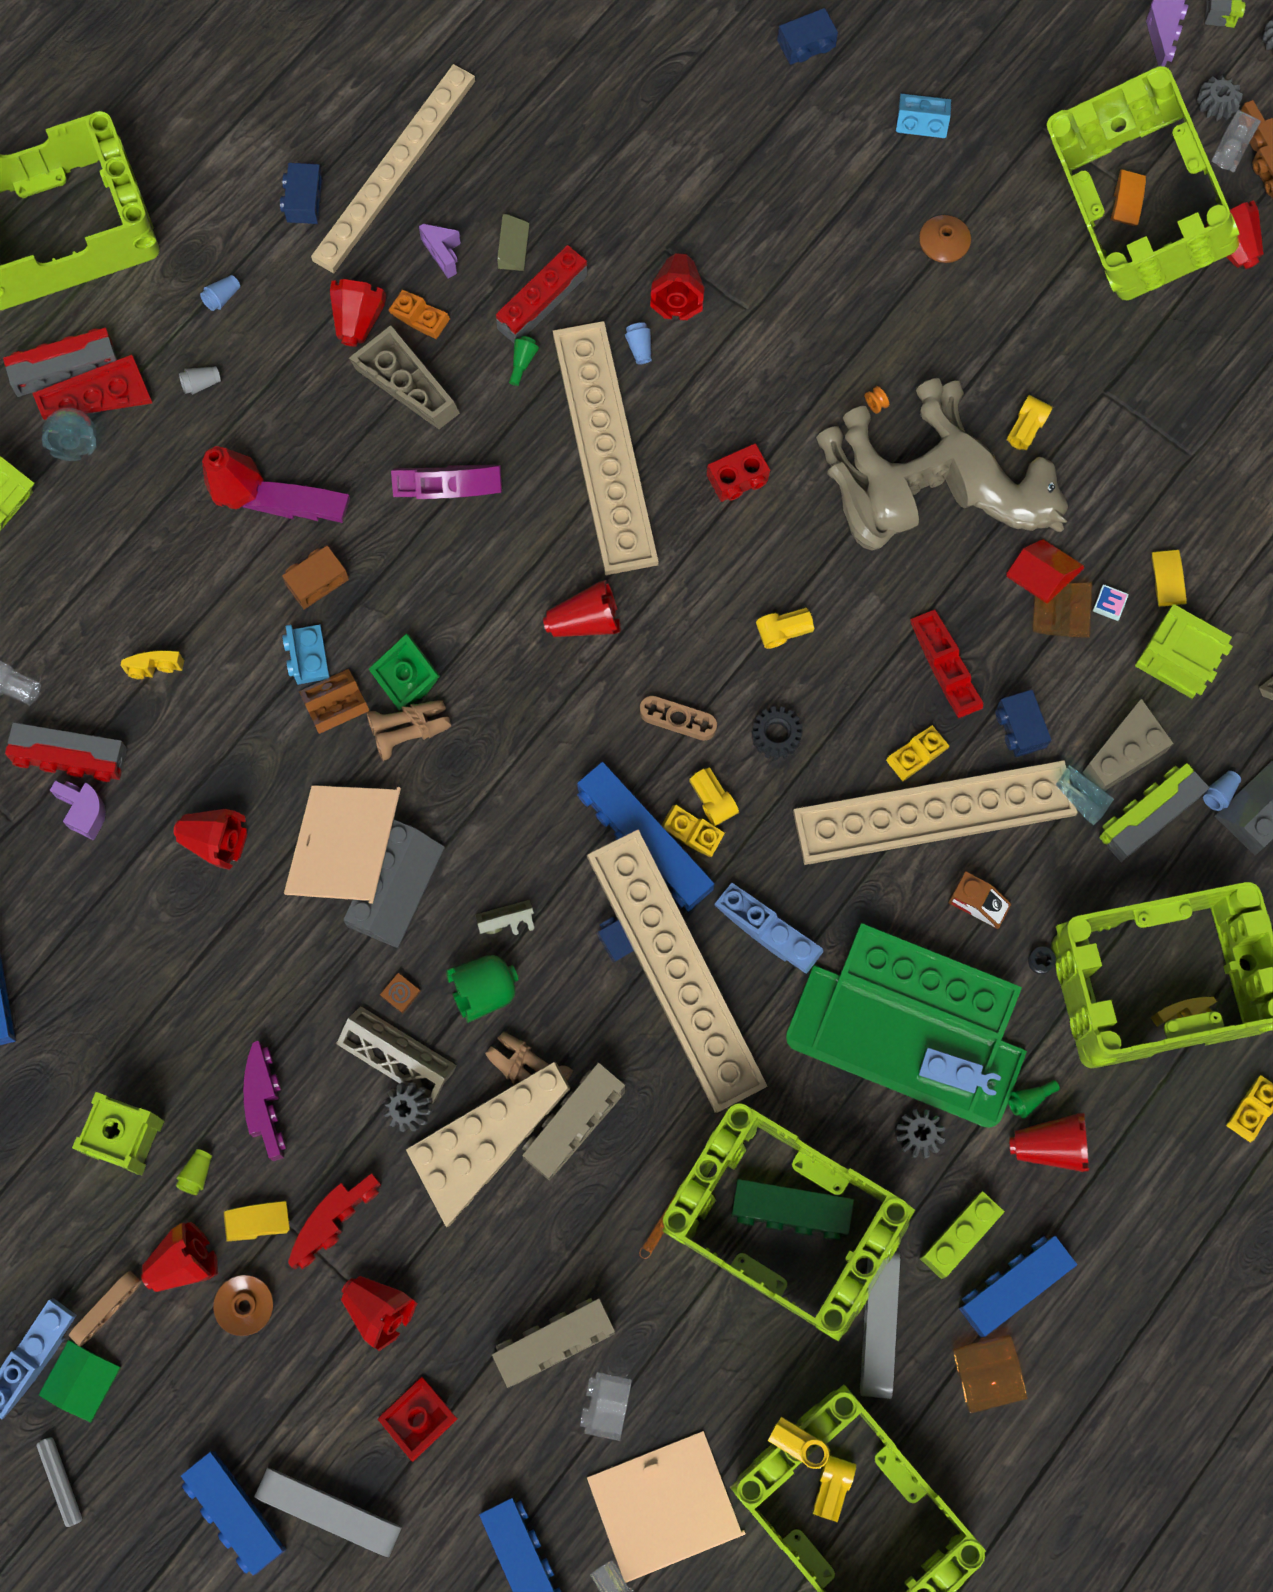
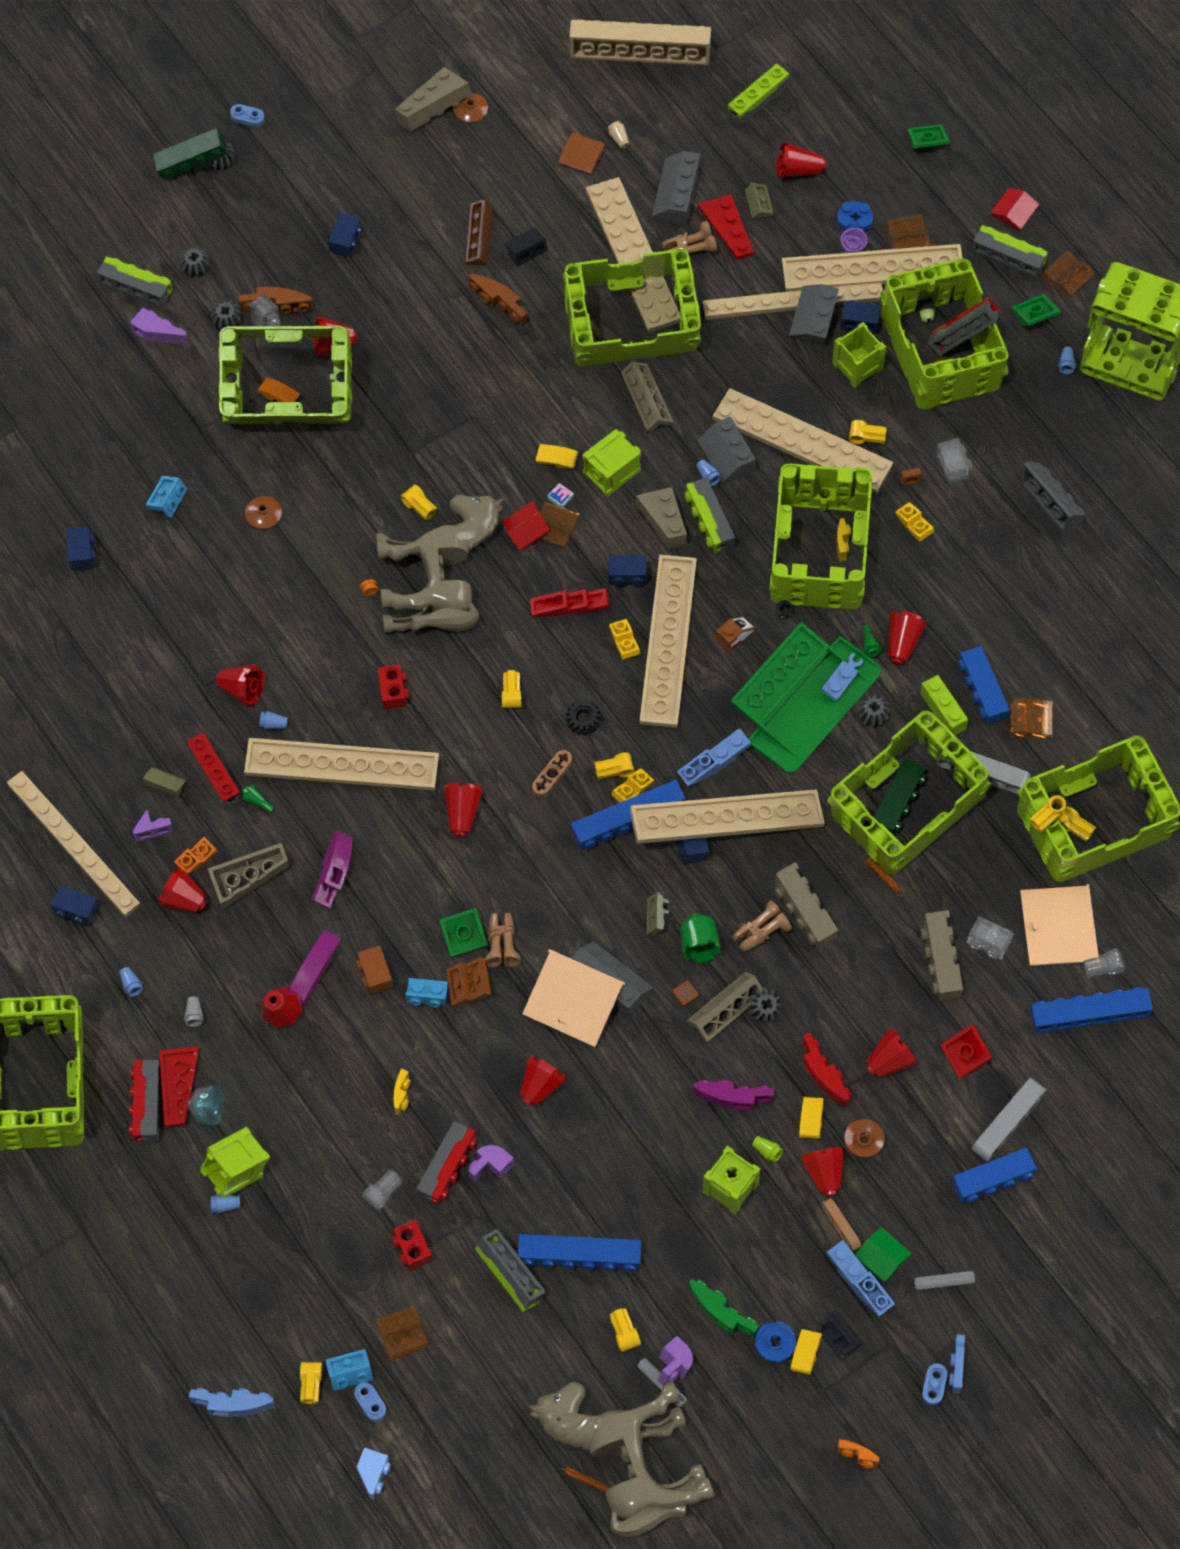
camera: 70 degrees left, 10 degrees down
(474, 1147) = (804, 973): tan wing -> none
(1090, 801) = (687, 549): clear light blue slope -> none

